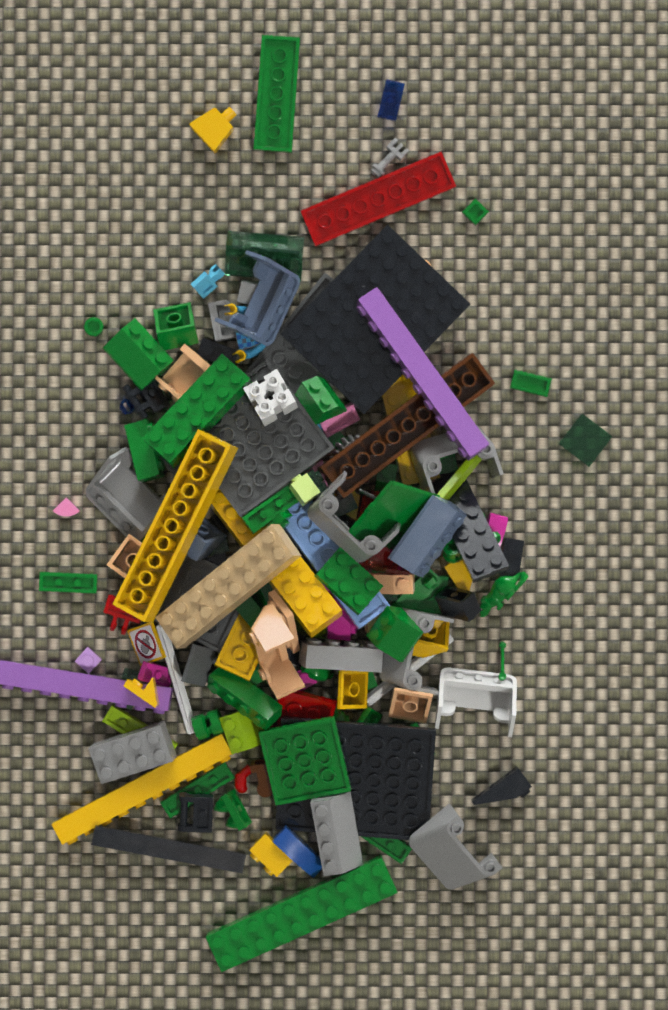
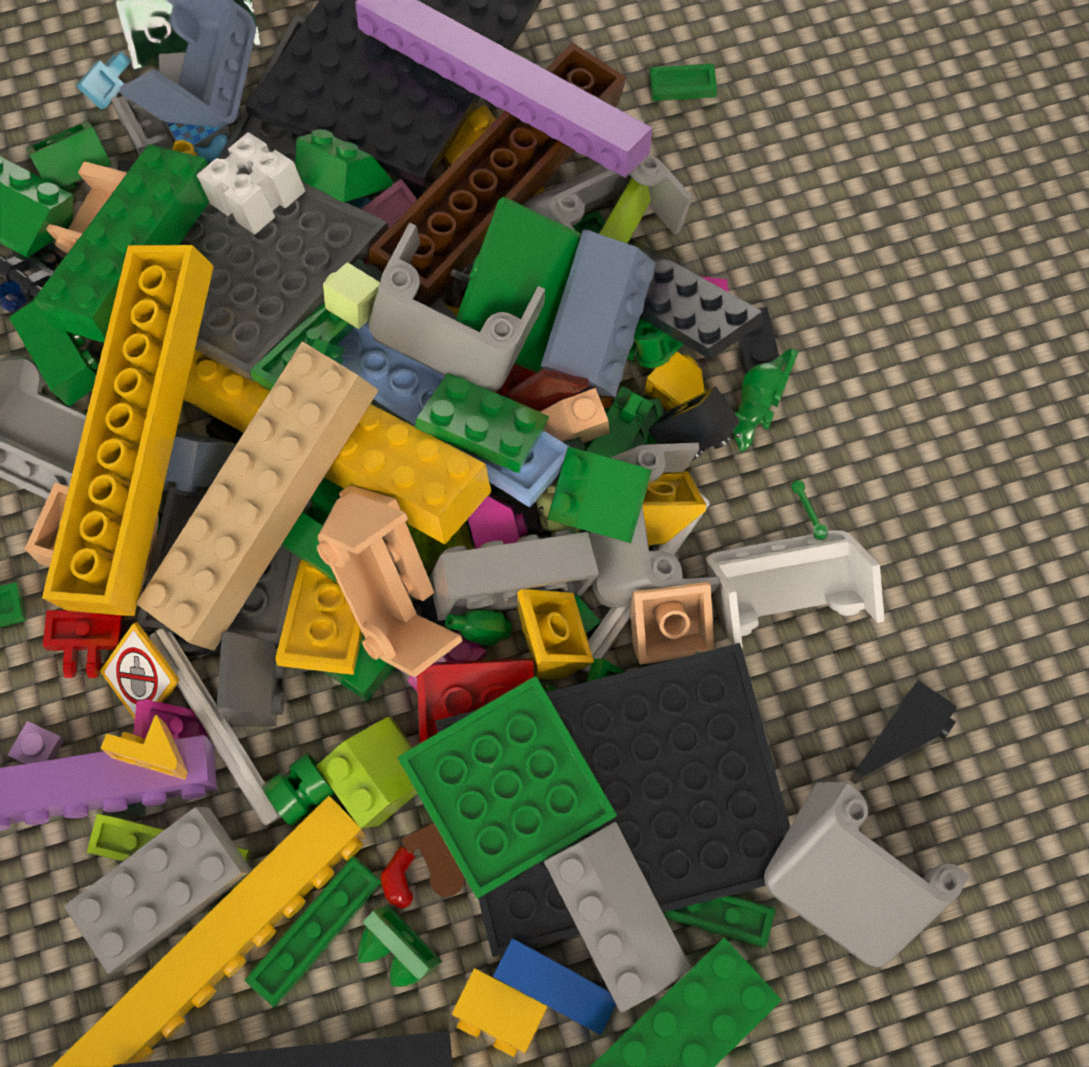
camera: 15 degrees left, 20 degrees down
(202, 812) = (334, 970): black plate -> none
(245, 697) = (354, 707): green brick -> none
(585, 440) = (804, 135): clear green tile -> none

